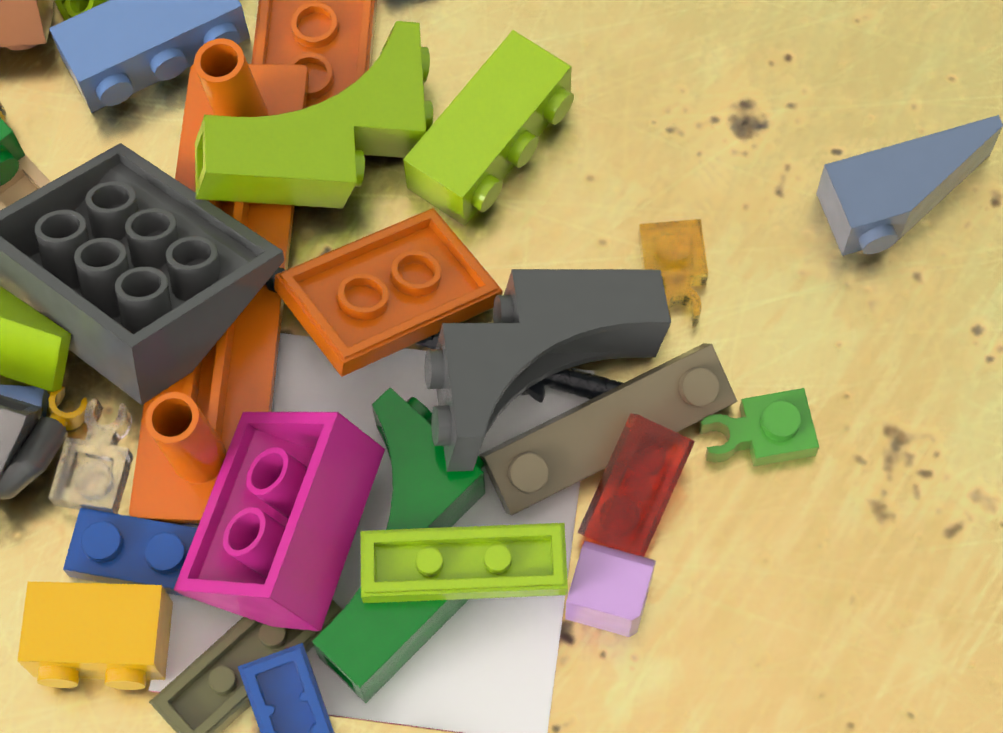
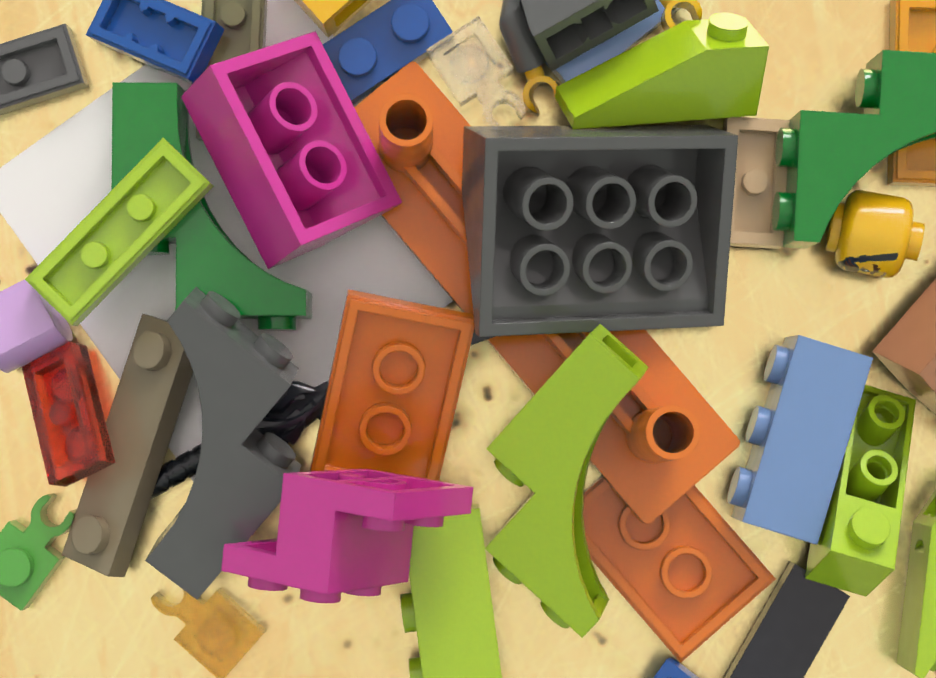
camera: 130 degrees right, 20 degrees up
(504, 203) = (344, 532): none -> dark pink bracket

